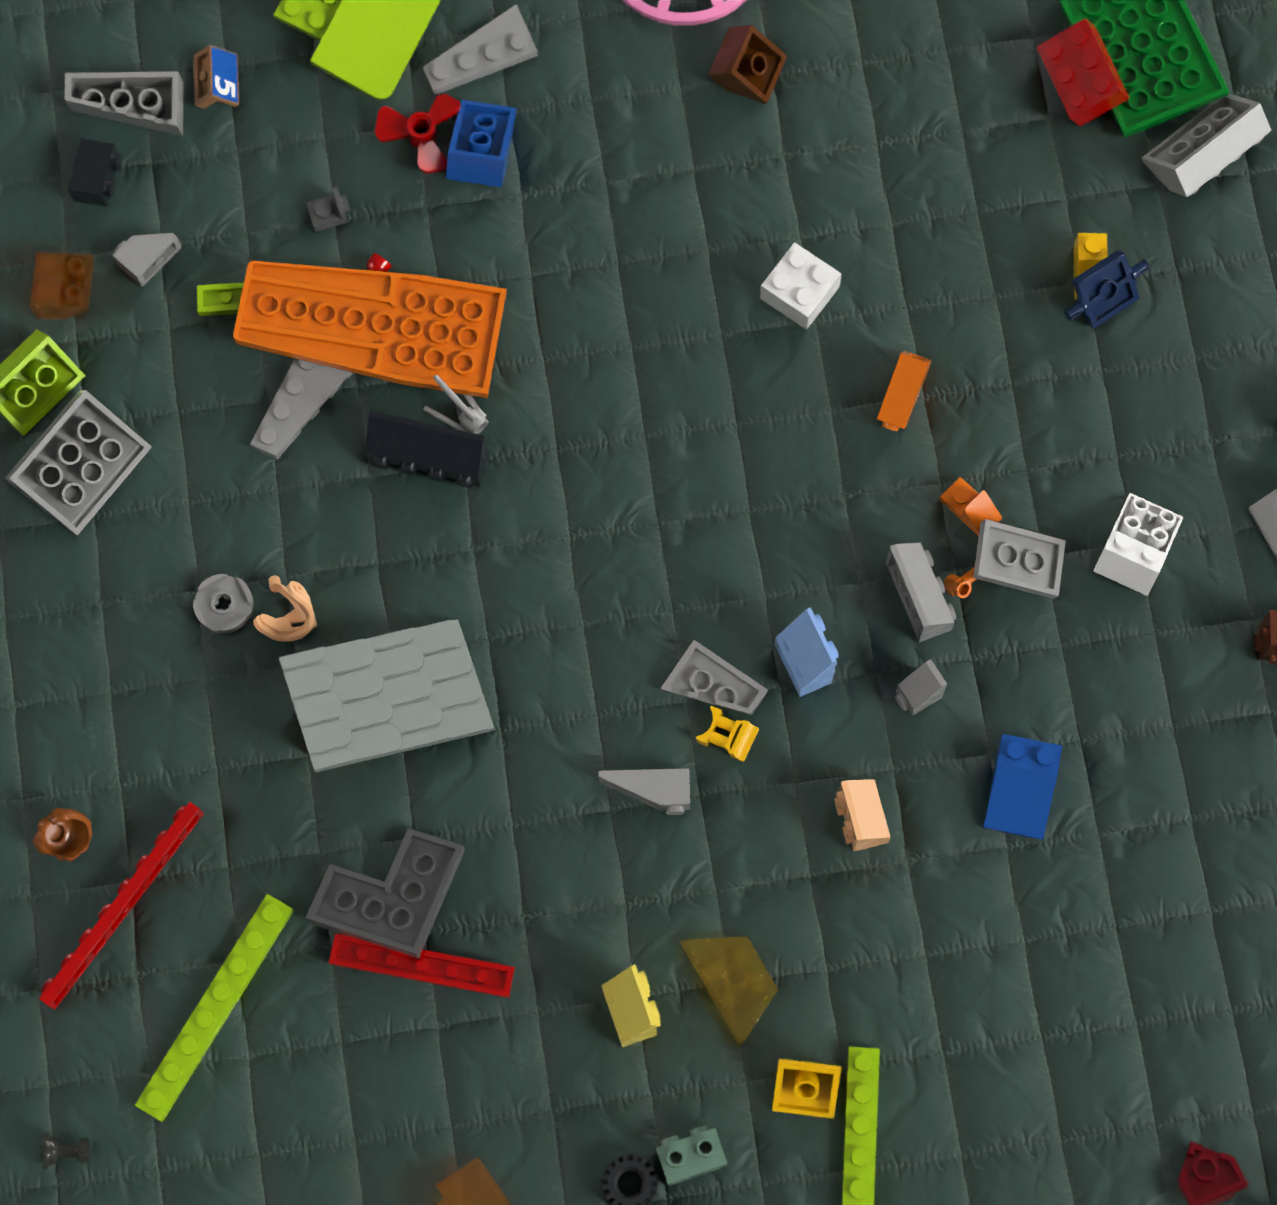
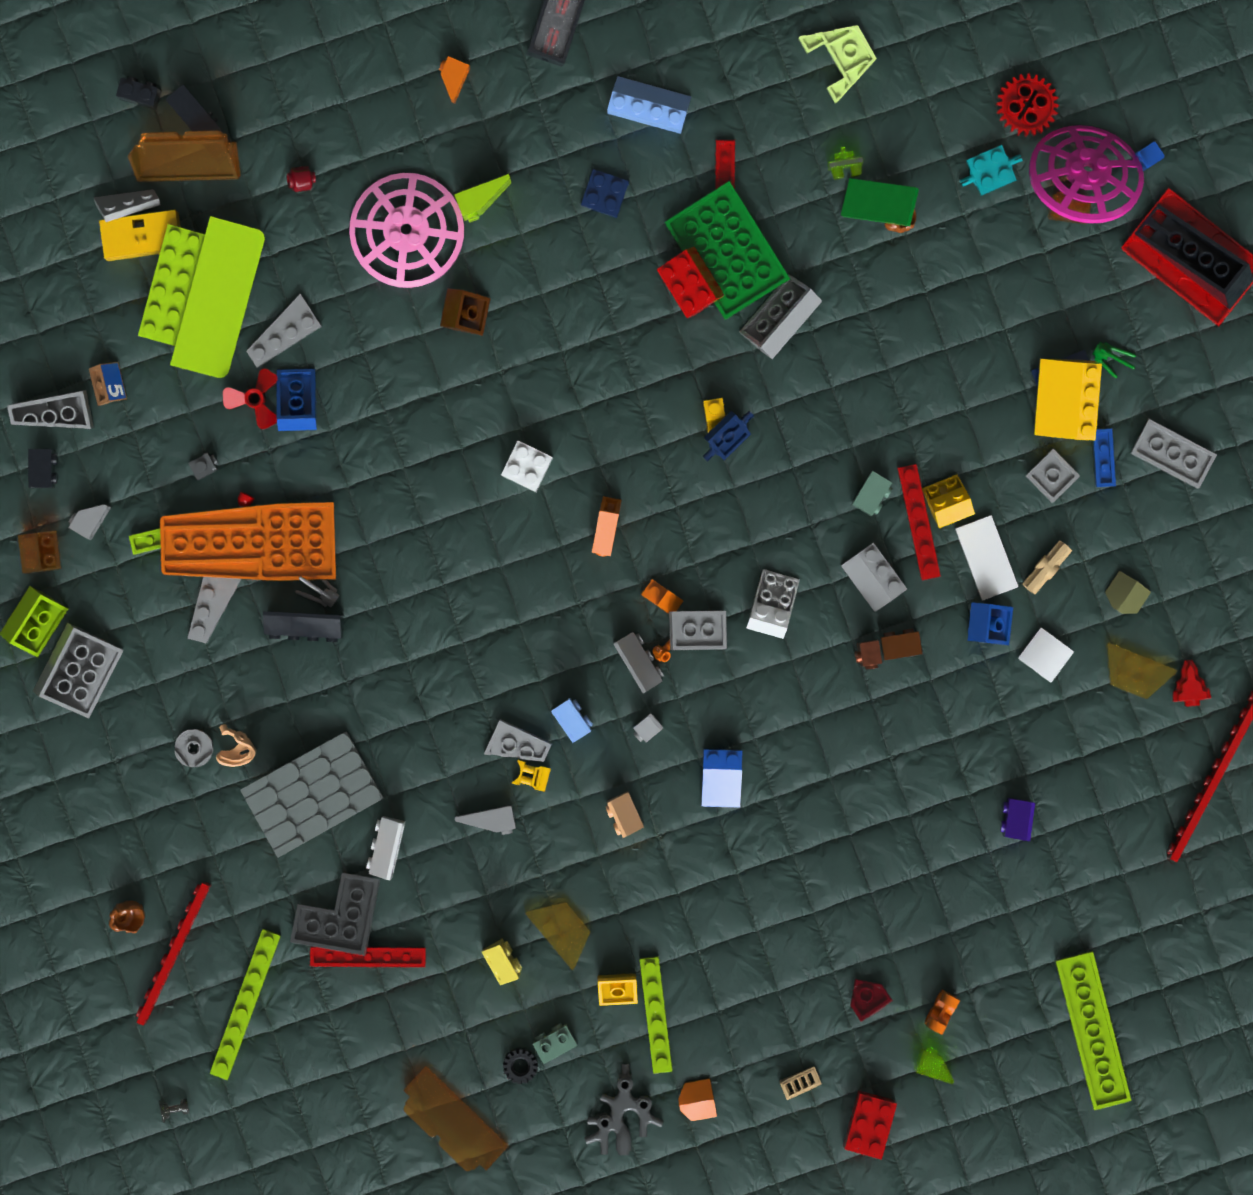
camera: 15 degrees left, 15 degrees up
(484, 799) = (386, 847): none -> white slope

